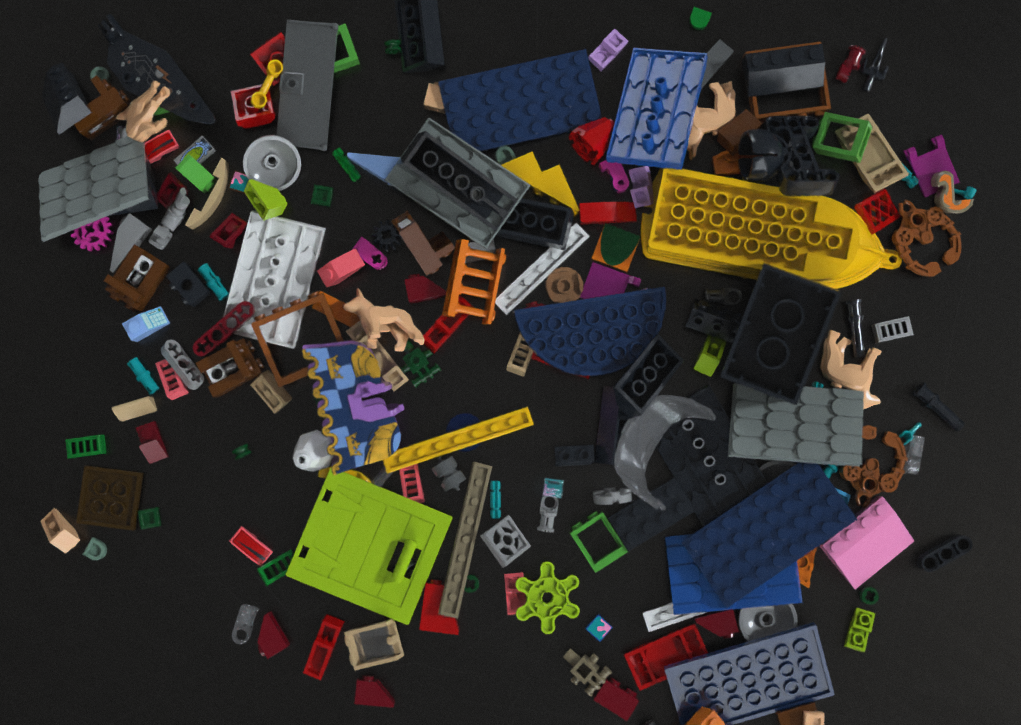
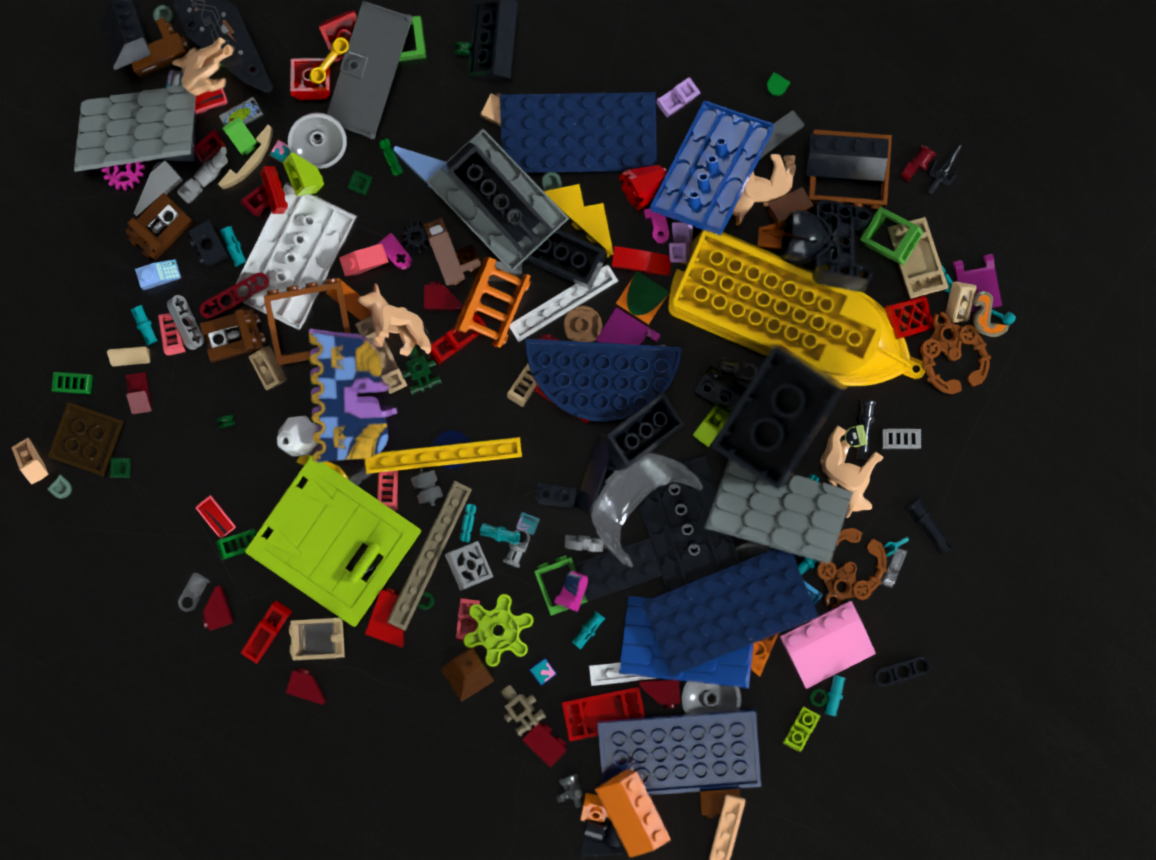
camera: 10 degrees right, 0 degrees up
(240, 219) = (274, 190): none -> red piece
(526, 646) = (467, 674): none -> reddish brown slope
(529, 503) = (500, 534): none -> teal pin
(612, 545) = (572, 591): none -> dark pink leg
(633, 578) = (588, 630): none -> teal pin
(851, 336) = (856, 436): none -> tile
(884, 590) = (835, 695): none -> teal pin
(920, 186) = (960, 301): none -> tan slope

